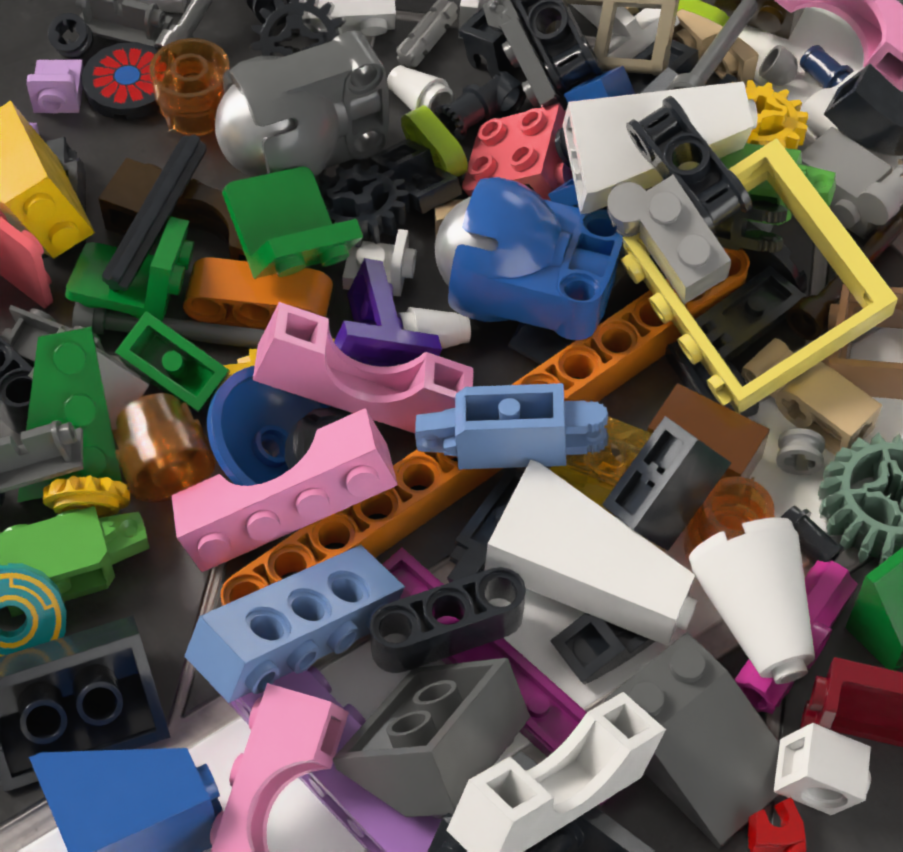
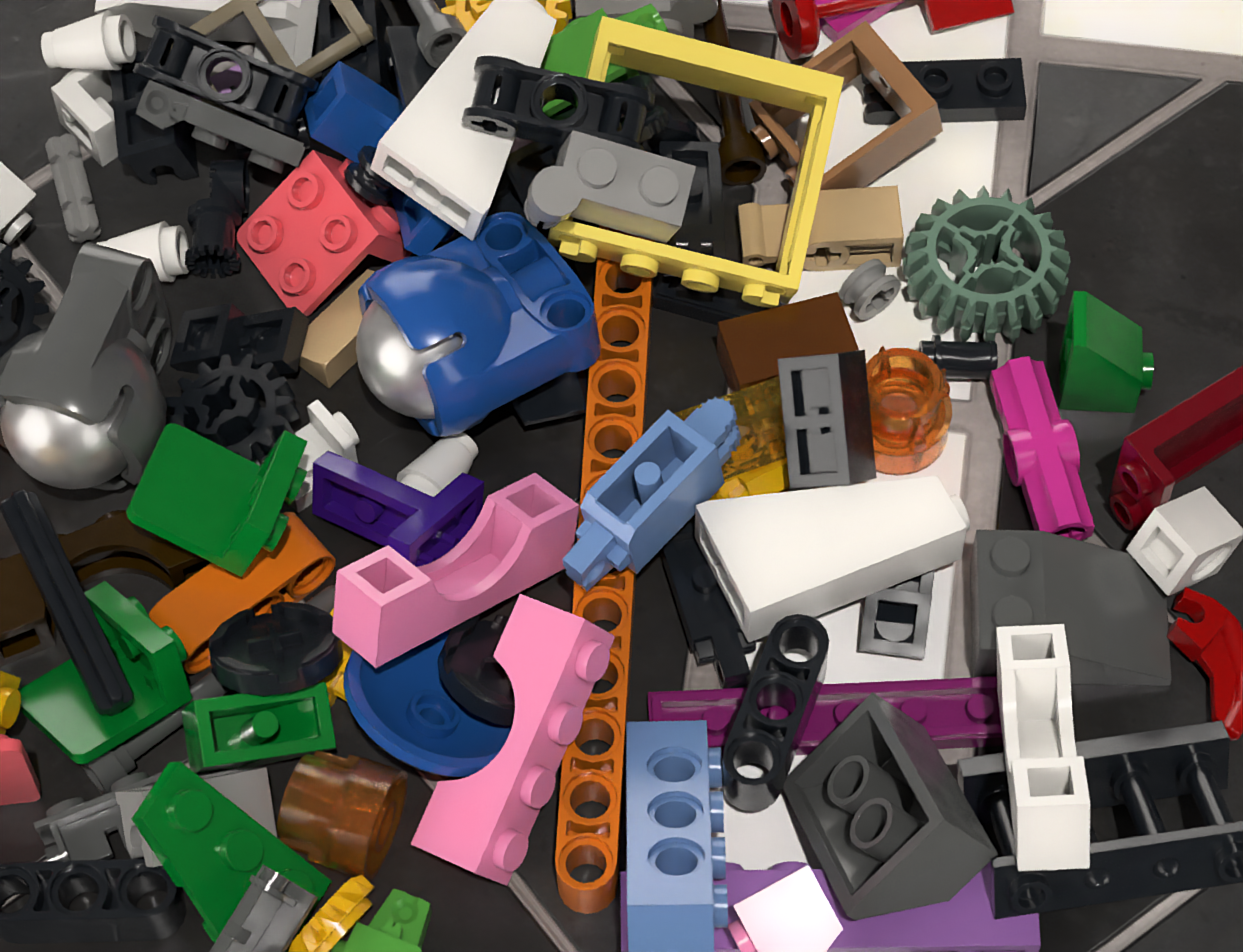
camera: 45 degrees left, 5 degrees up
(220, 328) = (275, 649): none -> black tile
(427, 130) = (202, 286): lime beam -> none
(760, 595) = (1010, 443): white cone -> none

